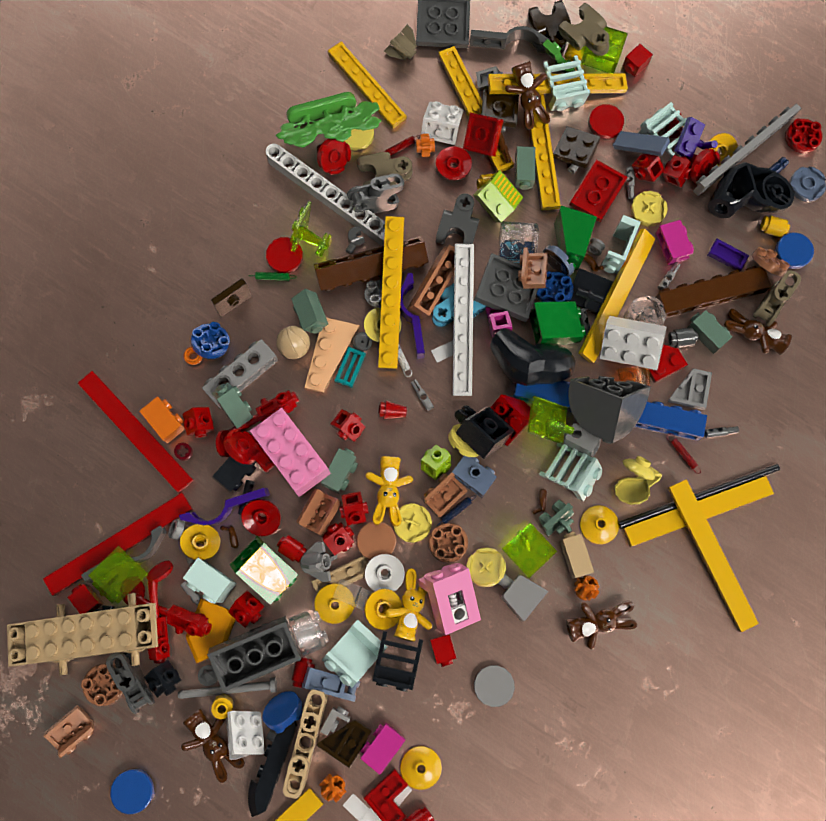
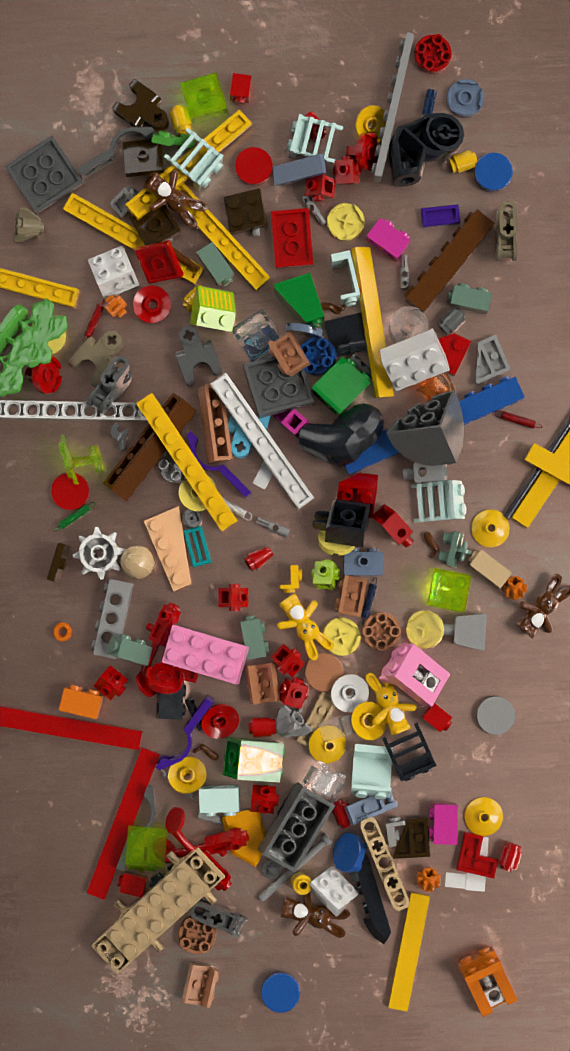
camera: 30 degrees left, 10 degrees up
(163, 679) = (240, 897): black brick -> none
(176, 529) = (160, 779): light grey tile -> none
(178, 447) = (110, 714): dark red bush -> none
(210, 340) = (67, 609): blue tile -> none
(266, 304) = (101, 564): none -> white brick
(309, 311) = (130, 526): sand green brick -> none
(410, 446) = (296, 576): none -> yellow bracket
(521, 455) = (393, 525): none -> red torso
(524, 52) = (142, 158): none -> dark brown plate
(548, 420) = (391, 476): clear neon green plate -> none
(588, 32) = (183, 100): dark tan piece -> none
(596, 246) = (325, 291): light grey bush -> none
(637, 490) = (498, 478): light yellow animal -> none
(690, 139) = (339, 136): dark purple plate -> none
(723, 431) = (530, 384): dark grey pin -> none
(754, 330) = (506, 270): reddish brown animal -> none
(769, 261) = (479, 200): nougat tile -> none

